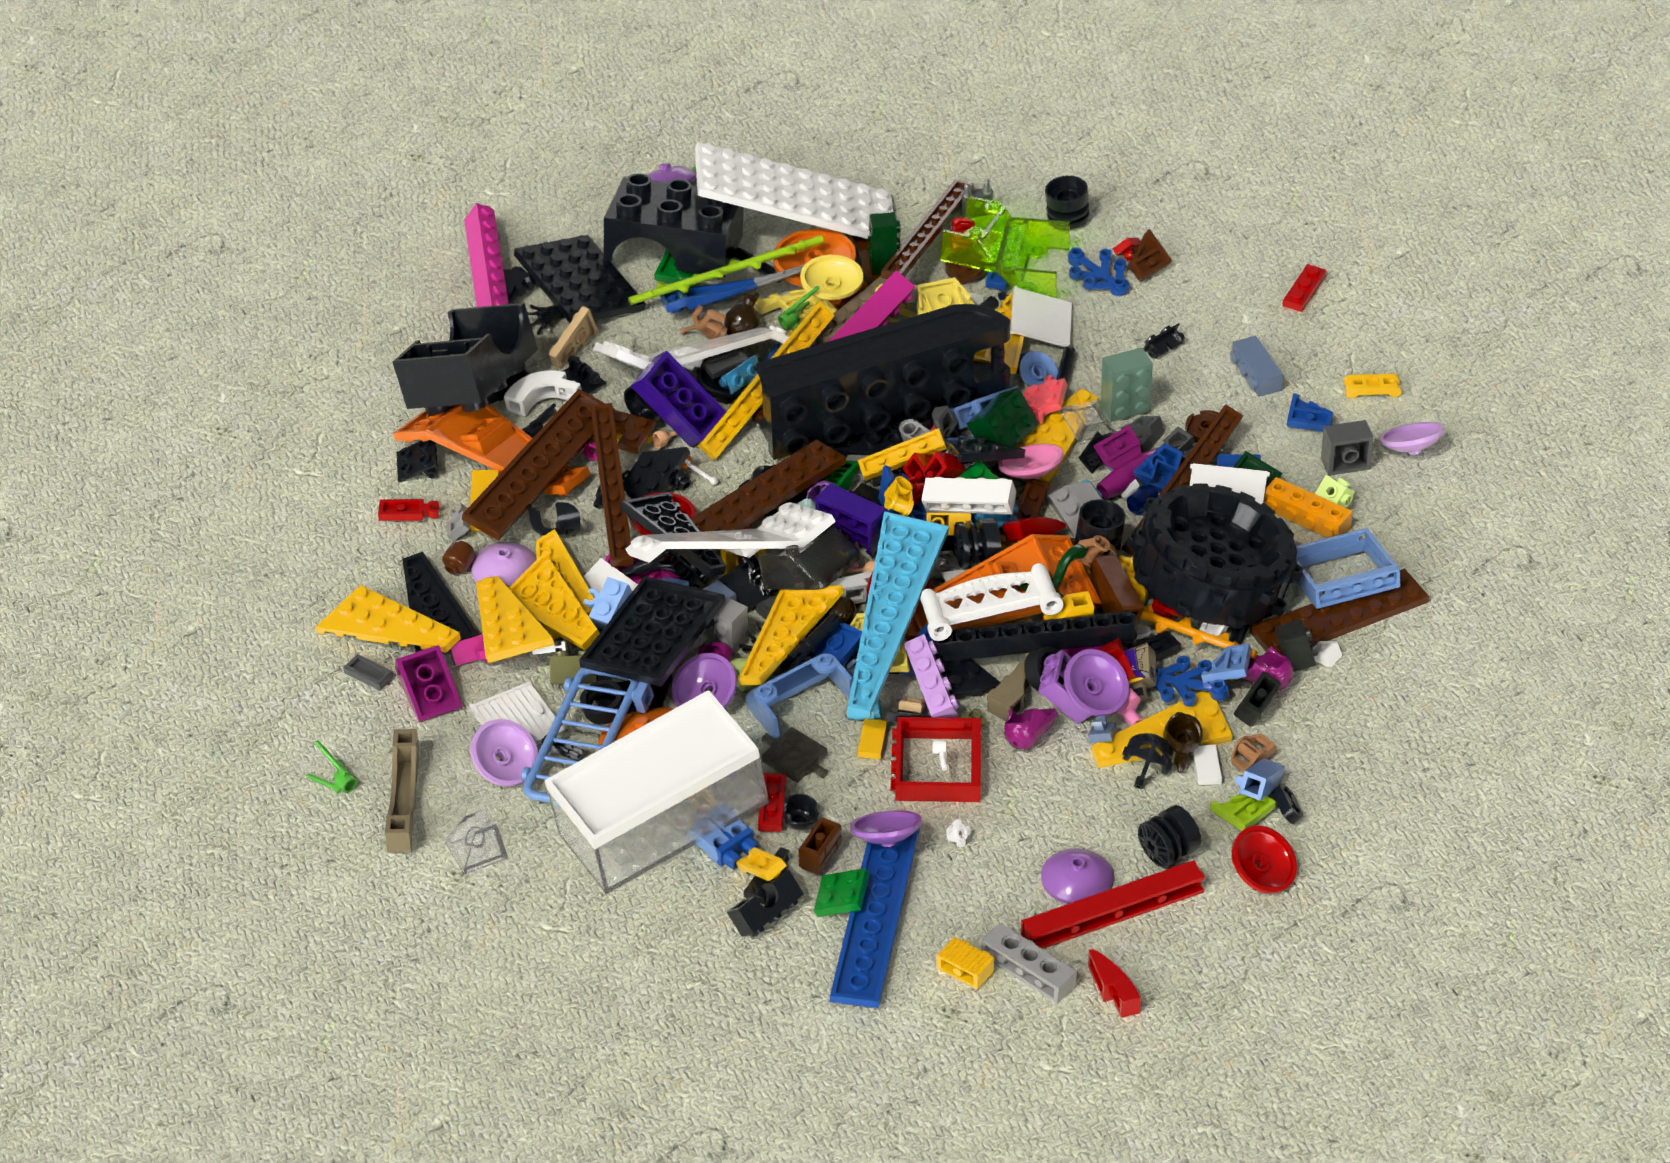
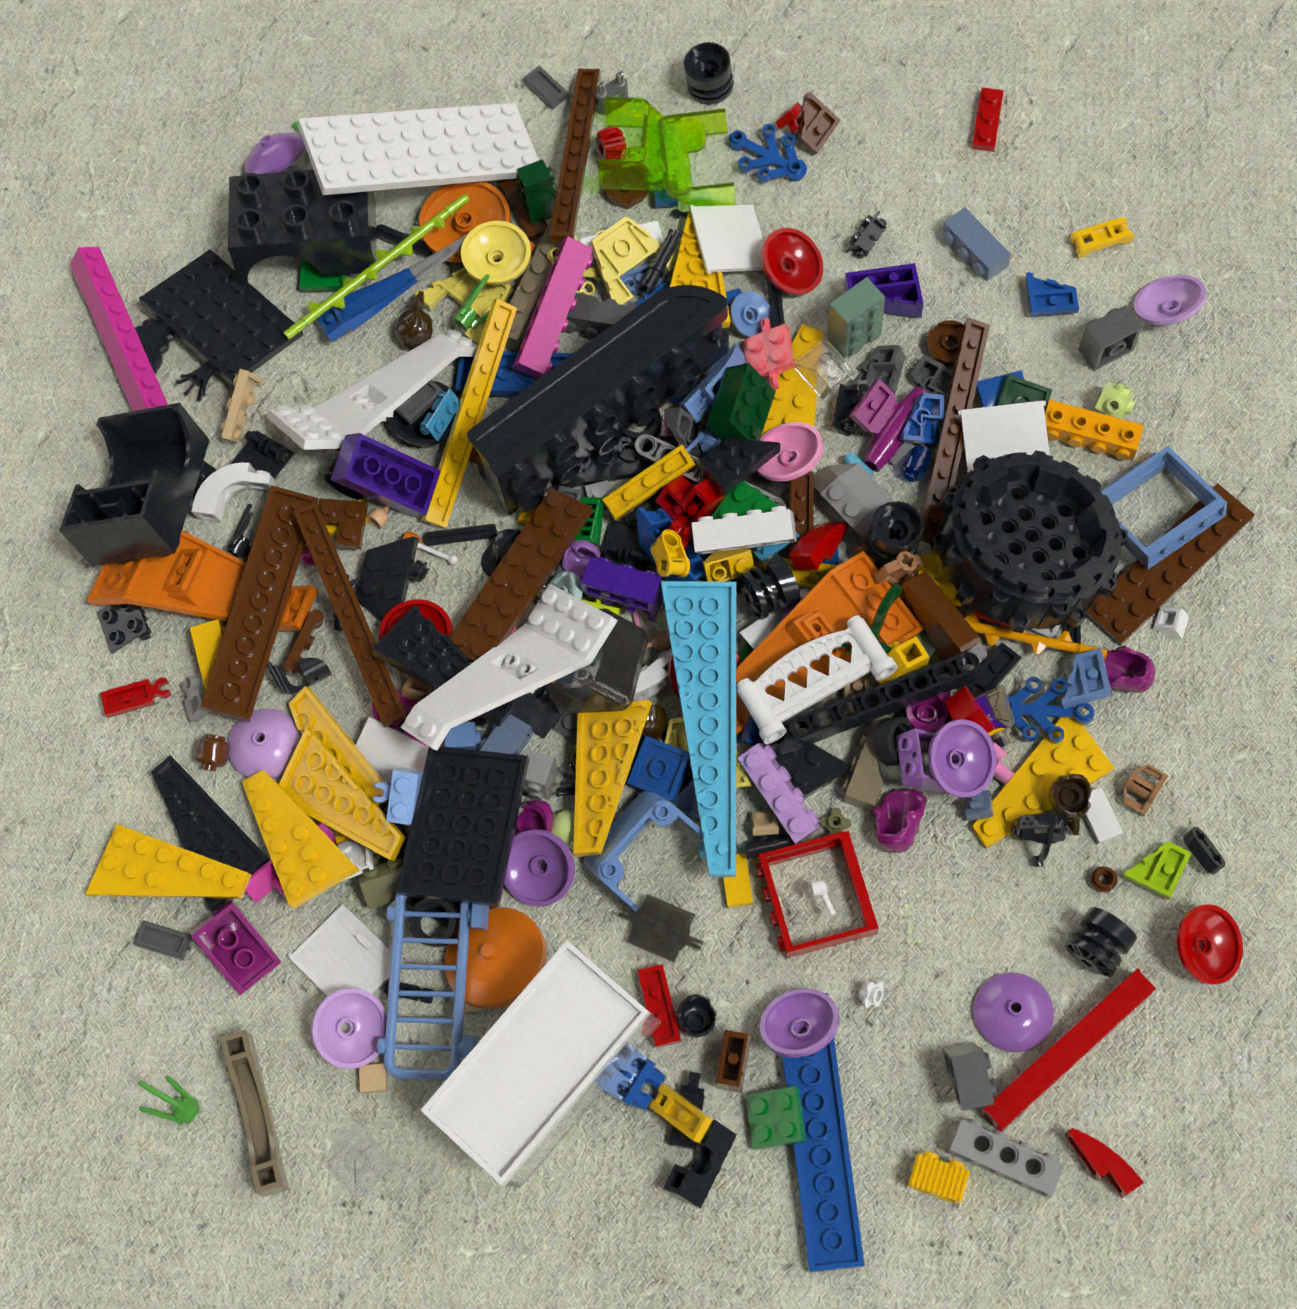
camera: 10 degrees left, 25 degrees up
(510, 797) = (373, 1078): none -> tan tile
(572, 495) = (303, 642): none -> reddish brown plate
(707, 326) = (382, 347): medium nougat piece -> none
(726, 465) = (461, 534): none -> black axle
(808, 645) = (634, 786): black pin -> none
(922, 188) = (545, 87): none -> dark grey tile
(1019, 892) = (968, 1069): none -> dark grey brick
(1087, 340) = (798, 255): none -> red dish
(1172, 379) = (897, 284): none -> dark purple wedge
(1193, 804) = (1109, 874): none -> reddish brown plate
(1257, 699) = (1128, 715): pearl dark grey brick -> none
(1260, 779) = (1170, 832): medium blue brick -> none
(1296, 645) = (1149, 633): pearl dark grey brick -> none

